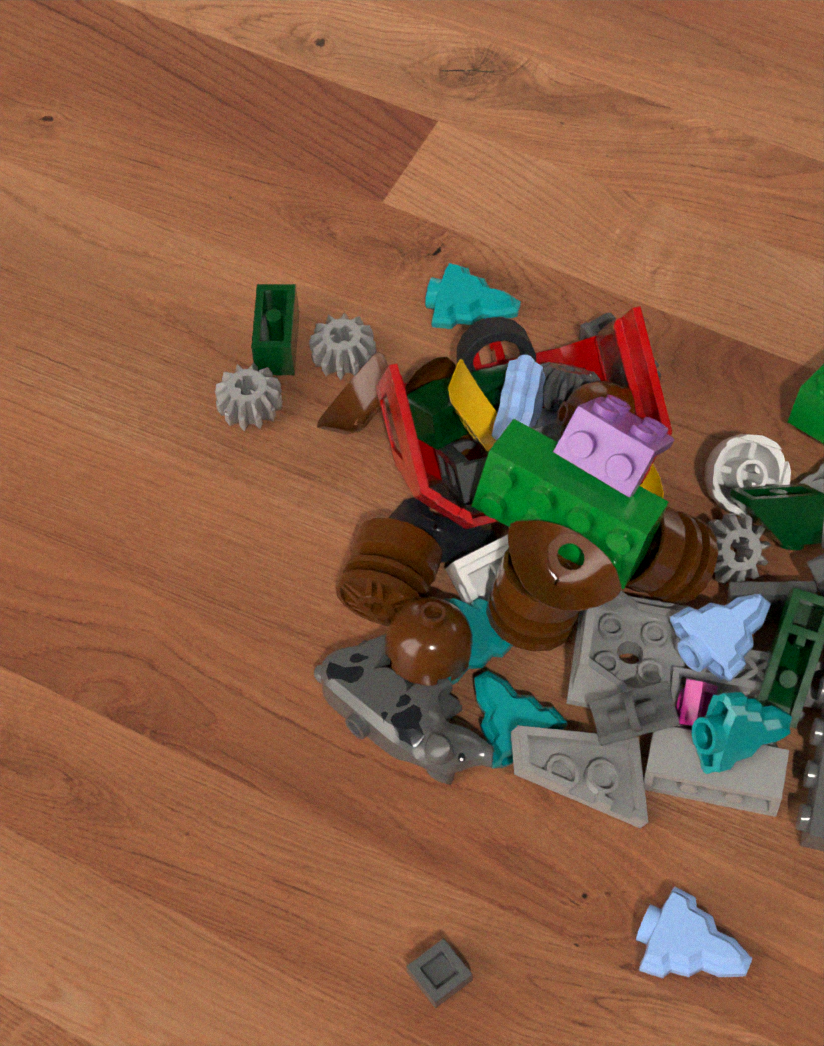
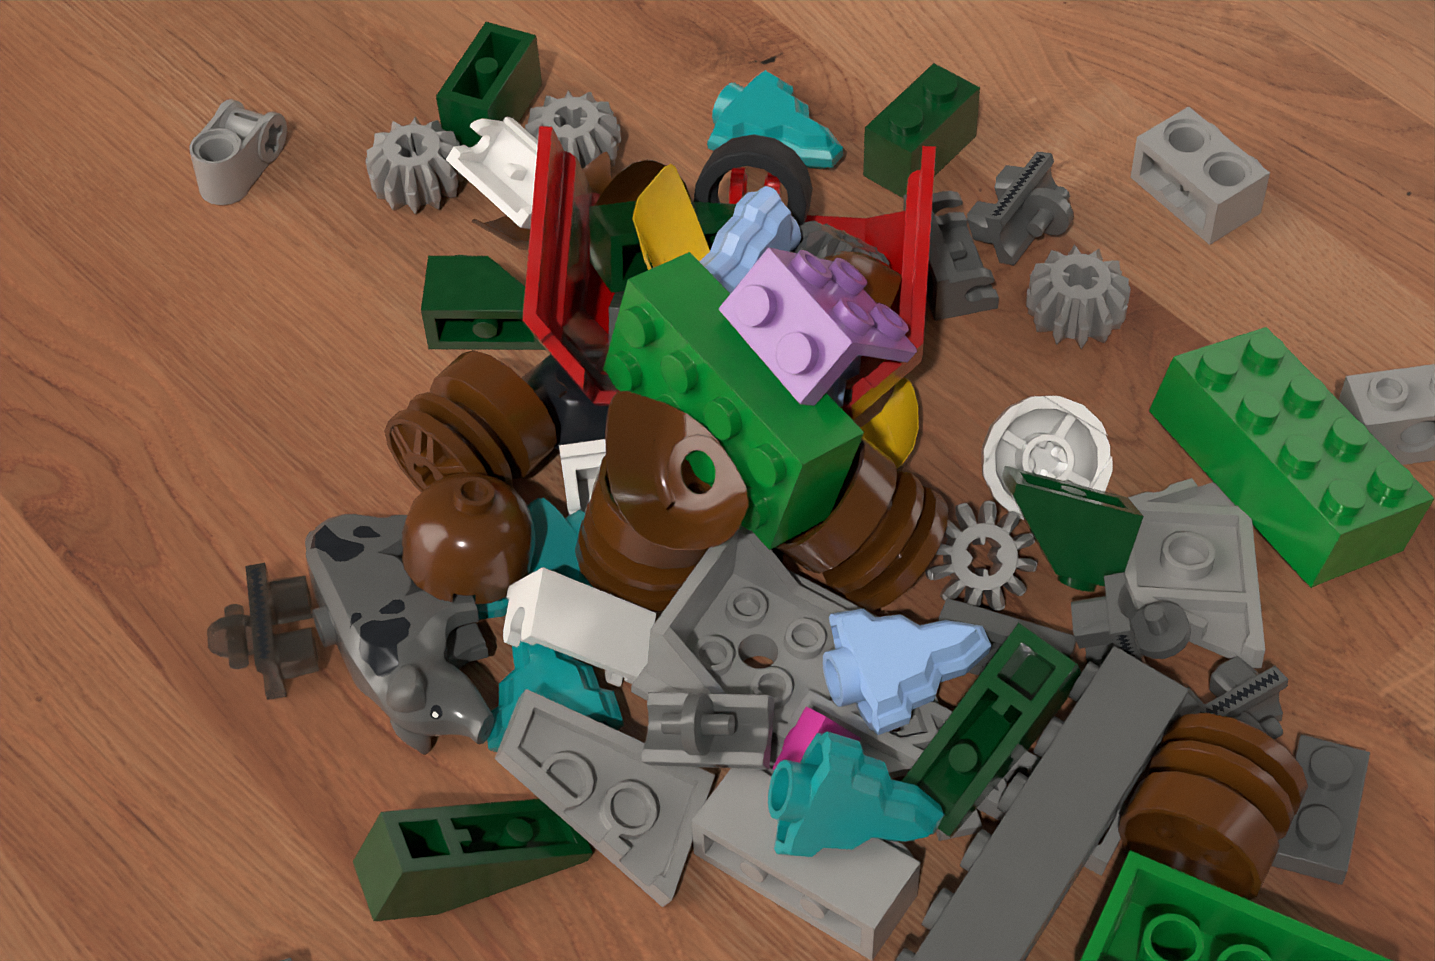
camera: 20 degrees right, 5 degrees down
(120, 423) = (235, 151): none -> light grey piece
(312, 724) = (275, 653): none -> clear smoke hips
(325, 384) = (501, 166): none -> white hinge
(342, 481) = (474, 306): none -> dark green slope
(513, 839) = (459, 854): none -> dark green slope
(519, 672) = (579, 623): none -> white hinge
(565, 276) = (931, 111): none -> dark green brick
(657, 305) = (1025, 209): none -> dark grey hips
(711, 359) = (1078, 296): none -> light grey gear
(748, 255) = (1199, 175): none -> light grey brick

